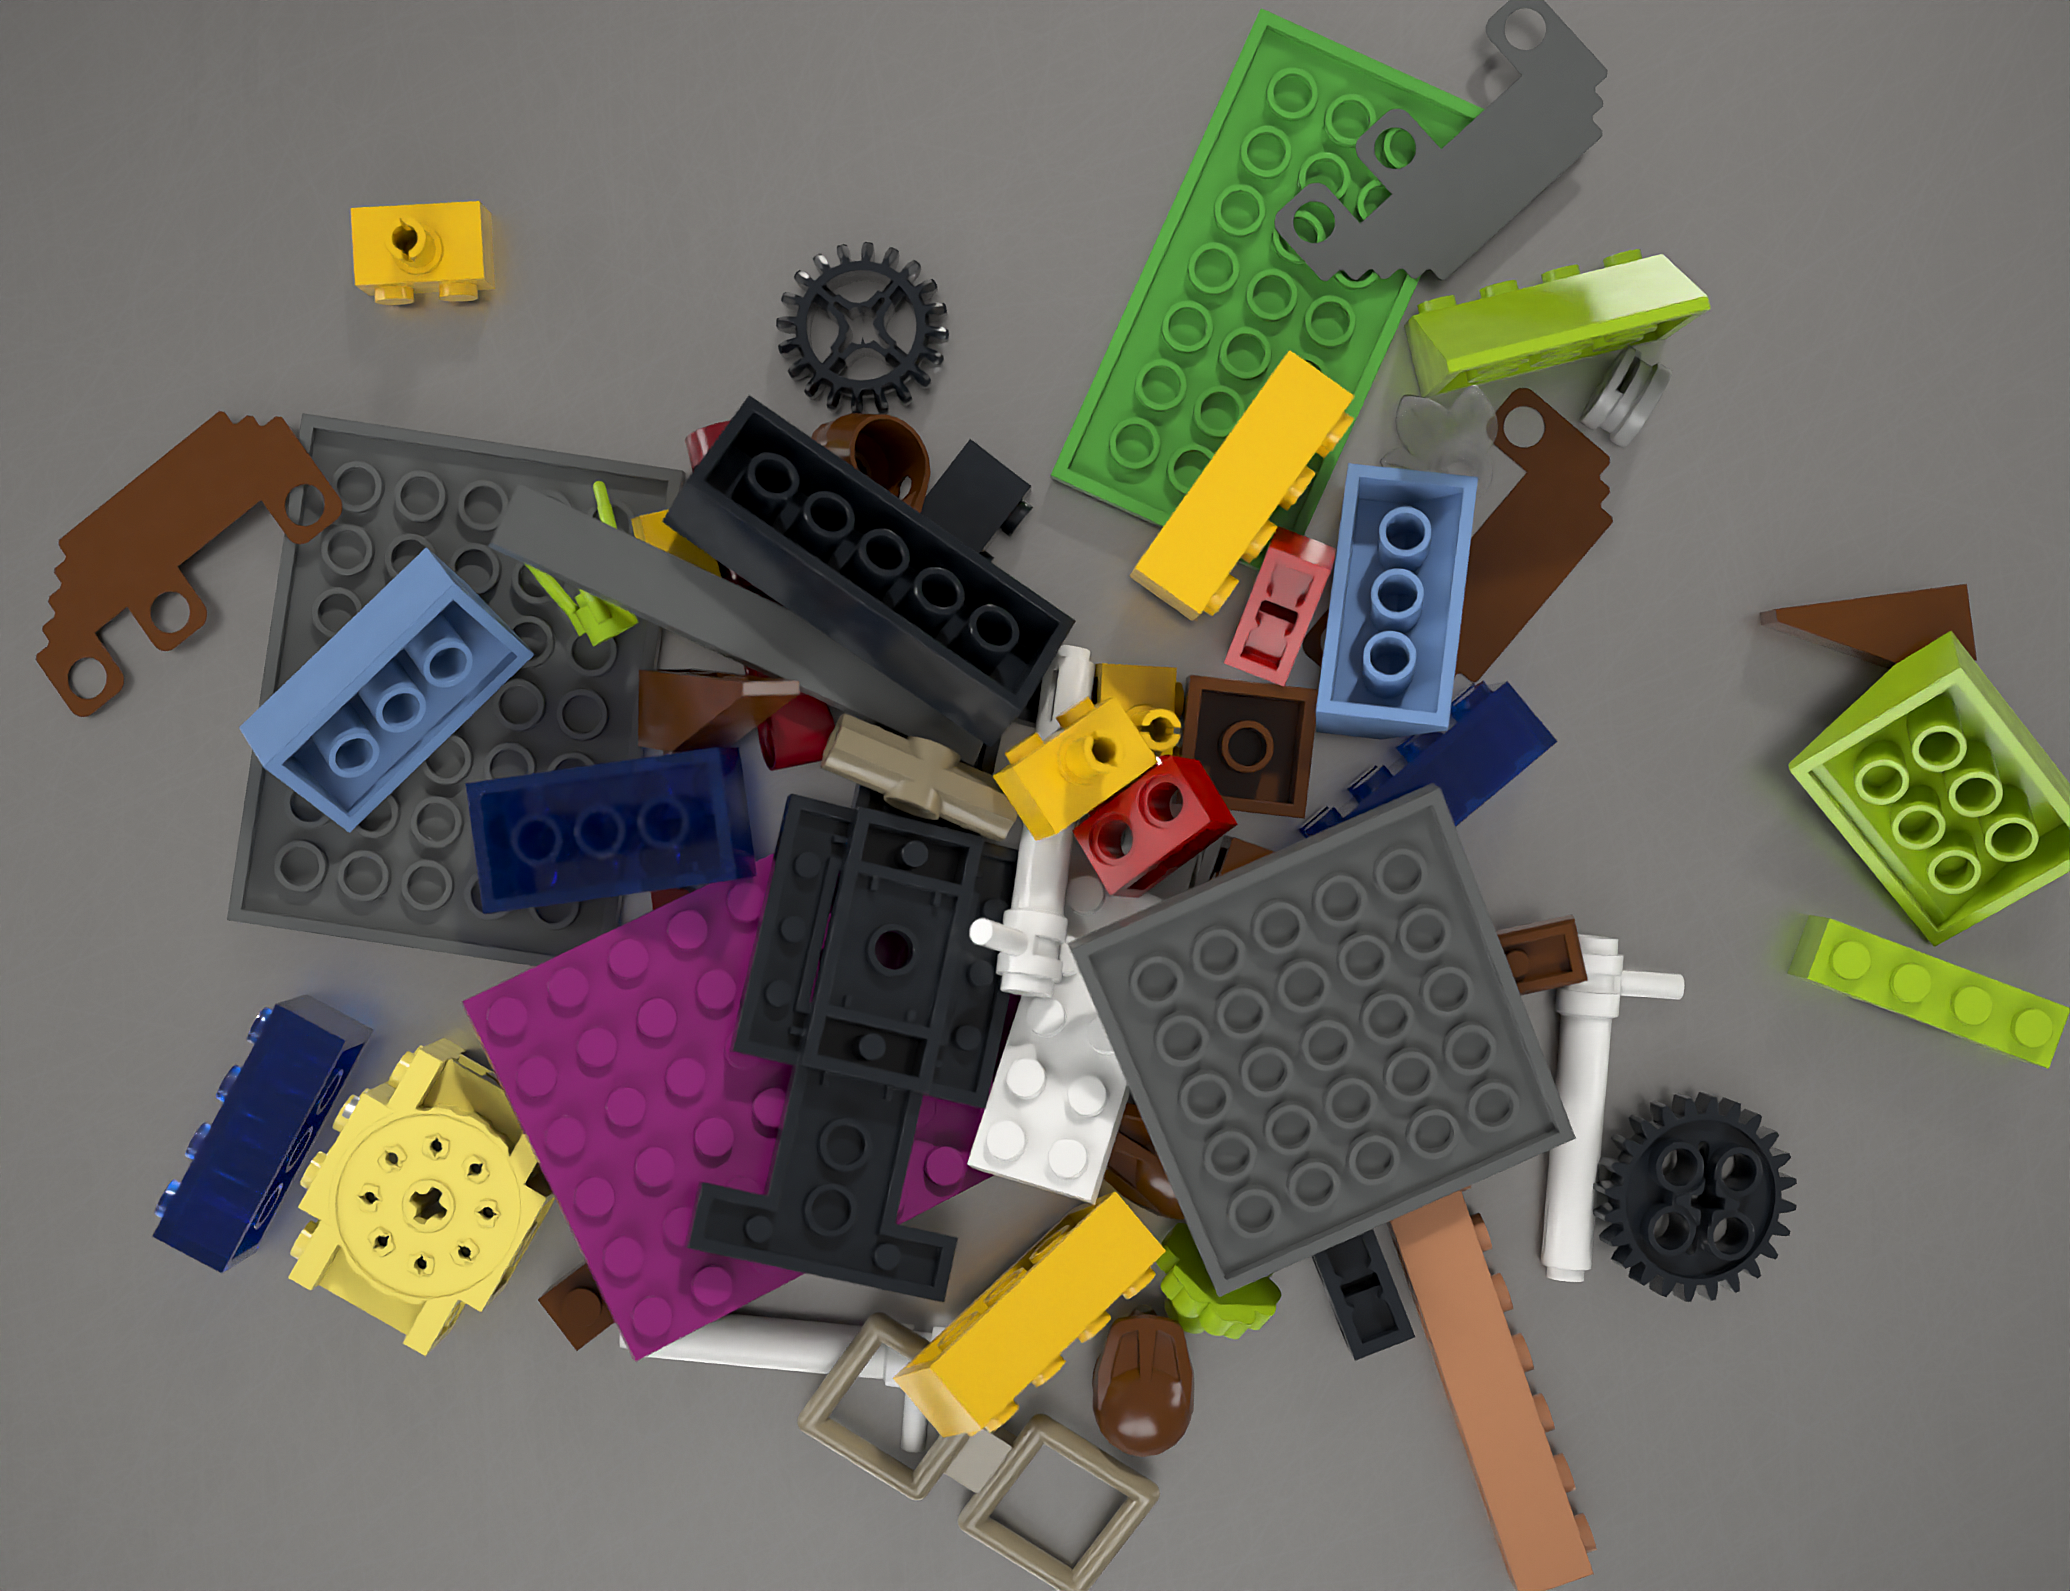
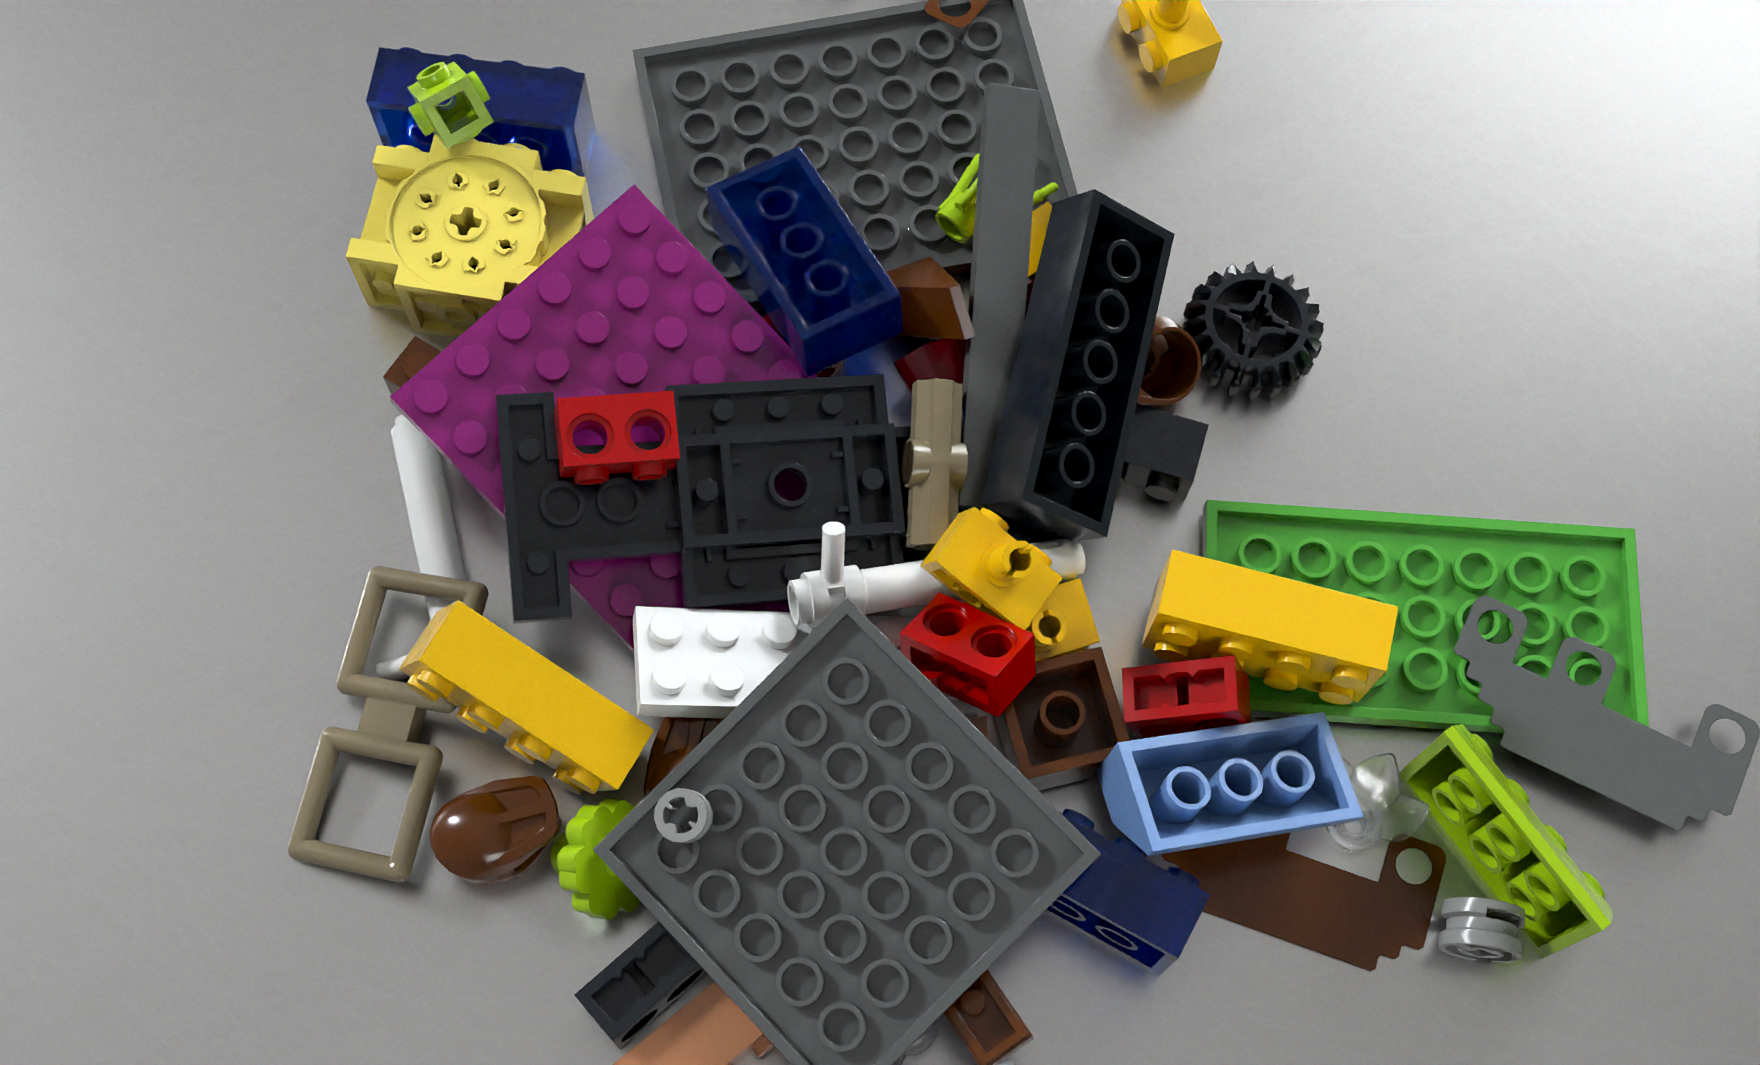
camera: 60 degrees right, 20 degrees down
(282, 1183) = (462, 116): none -> lime brick
(385, 691) = (843, 90): medium blue slope -> none
(767, 1126) = (613, 420): none -> red brick
(1239, 1213) = (674, 831): none -> light grey bush

